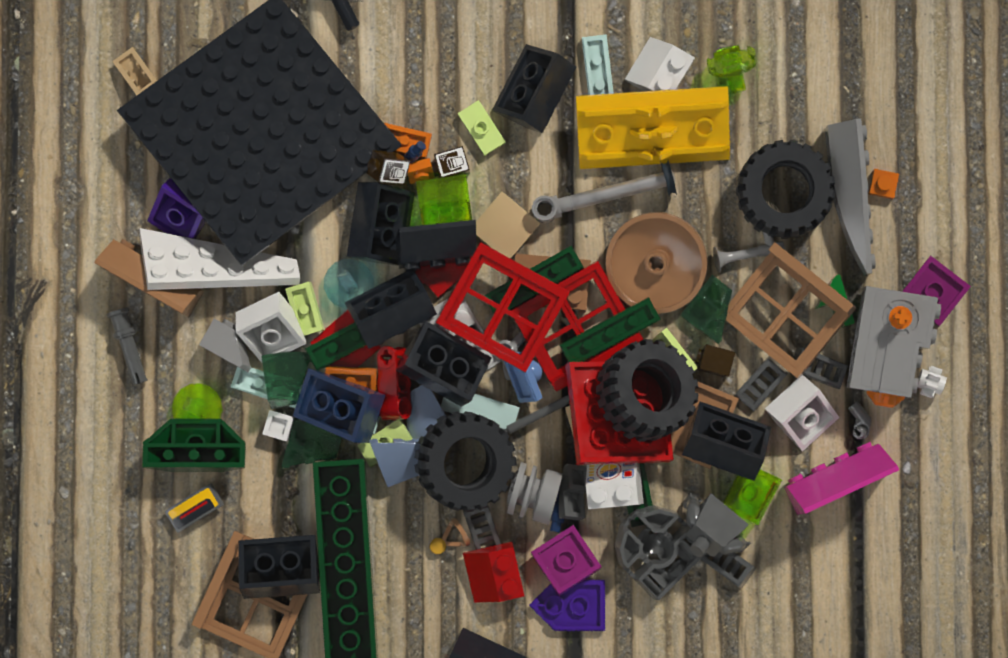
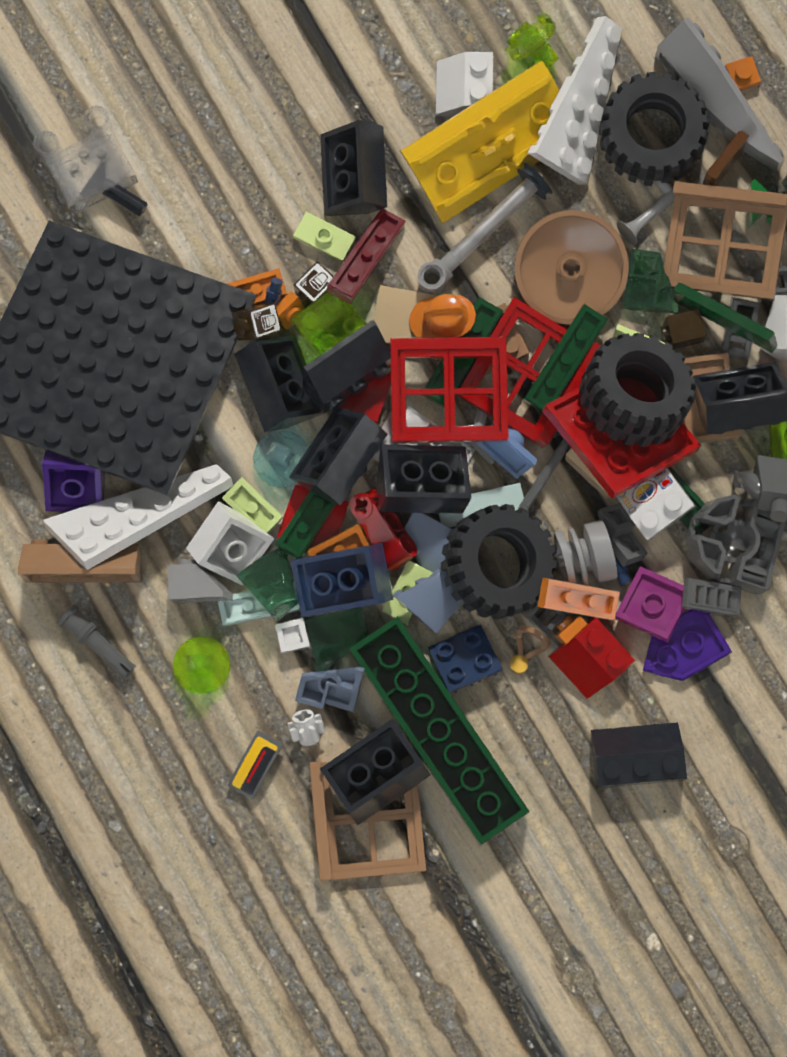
camera: 30 degrees left, 5 degrees down
(194, 447) = (222, 702): dark green wedge -> none
(248, 502) = (306, 727): none -> white gear
(285, 484) = (331, 687): none -> sand blue slope
(398, 519) = (465, 659): none -> dark blue hinge
(489, 542) = (569, 628): none -> orange plate
(503, 163) = (365, 256): none -> dark red tile
(508, 525) = (578, 599): none -> orange plate
(533, 245) = (442, 317): none -> orange piece
(597, 65) = (400, 114): light aqua tile -> none
(624, 589) = (728, 597): none -> dark grey slope
(729, 145) = (575, 116): none -> white wing
(751, 371) = (726, 317): none -> dark green tile
(824, 248) = (726, 159): none -> reddish brown tile

